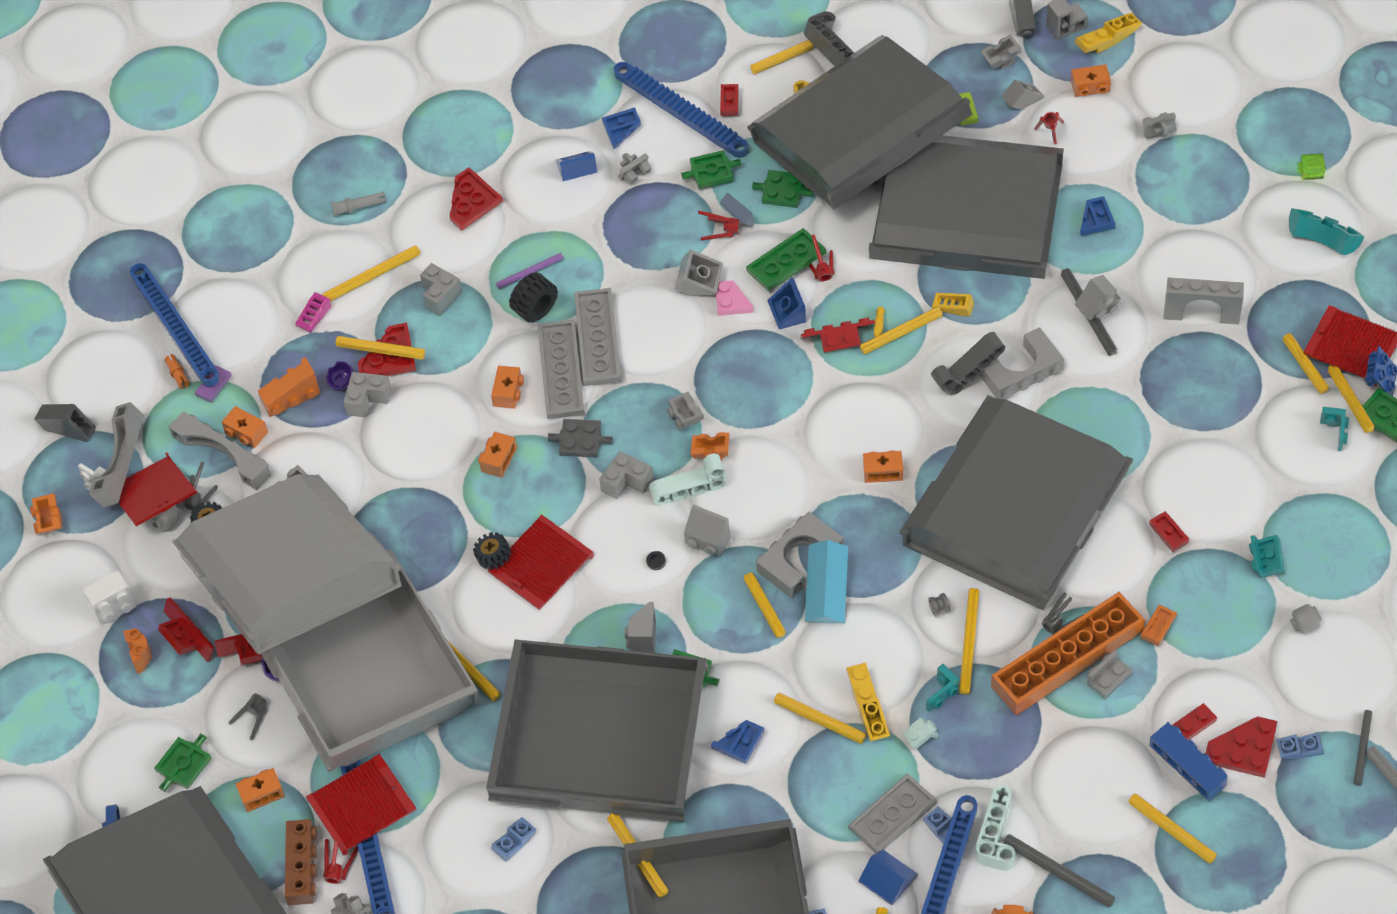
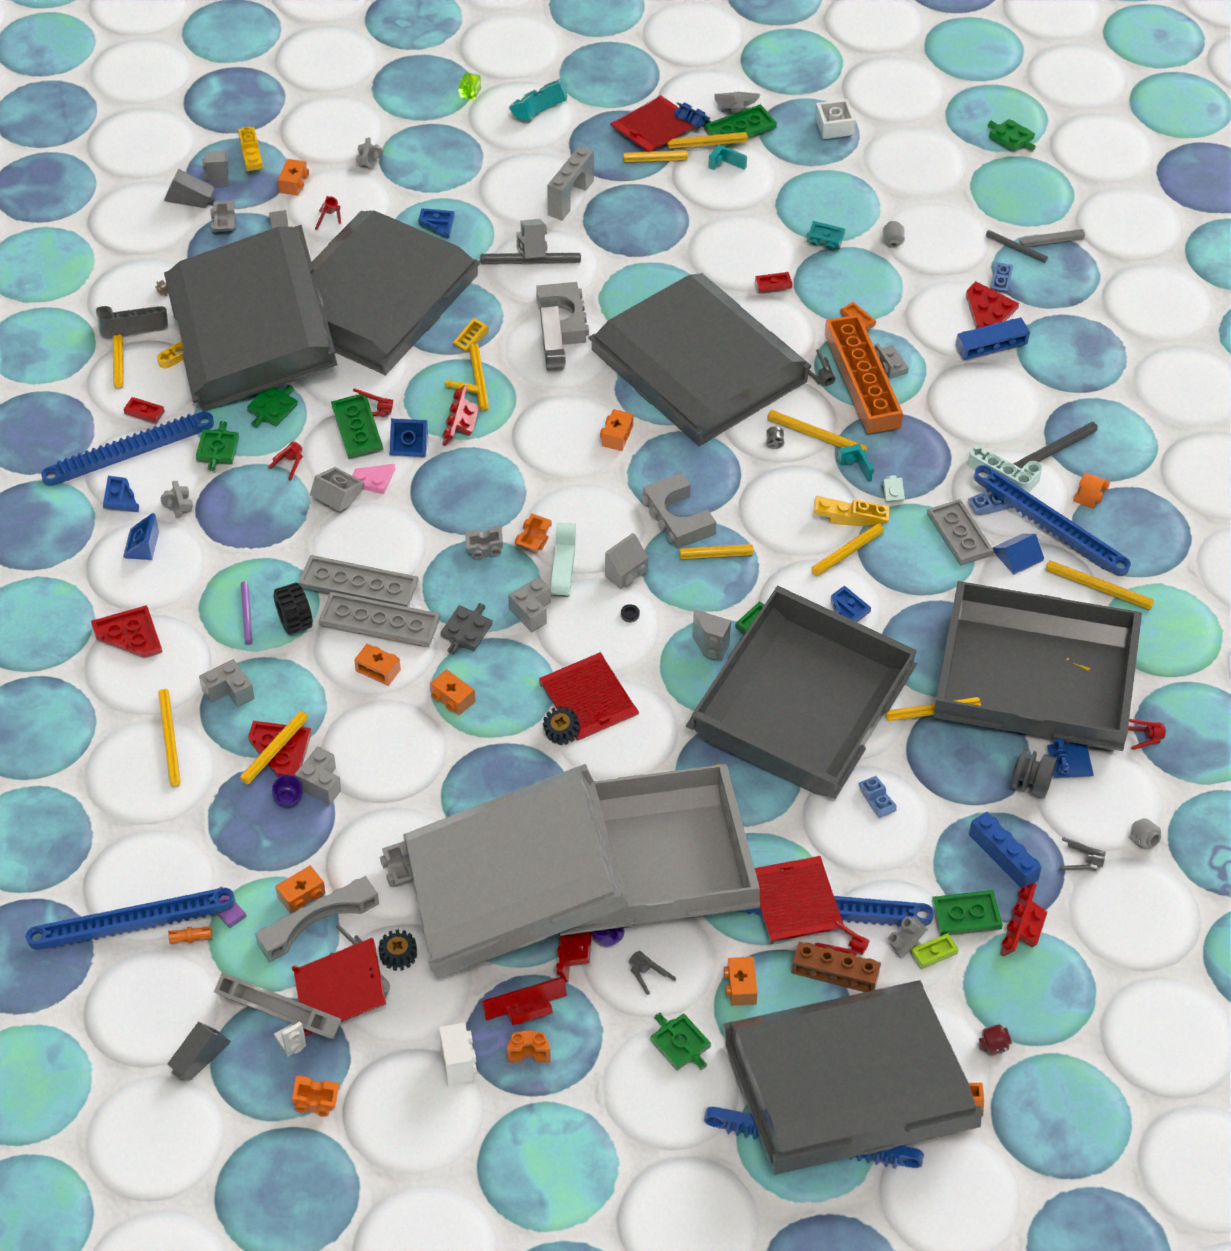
camera: 75 degrees left, 5 degrees down
(290, 390) = (279, 835): orange wedge -> none
(316, 301) = (180, 787): dark pink slope -> none
(350, 205) = (70, 730): light grey pin -> none
(737, 209) = (280, 438): sand blue slope -> none
(826, 582) = (719, 500): medium azure slope -> none
(1172, 828) = (1043, 370): yellow axle -> none
(1196, 721) = (952, 326): red plate -> none

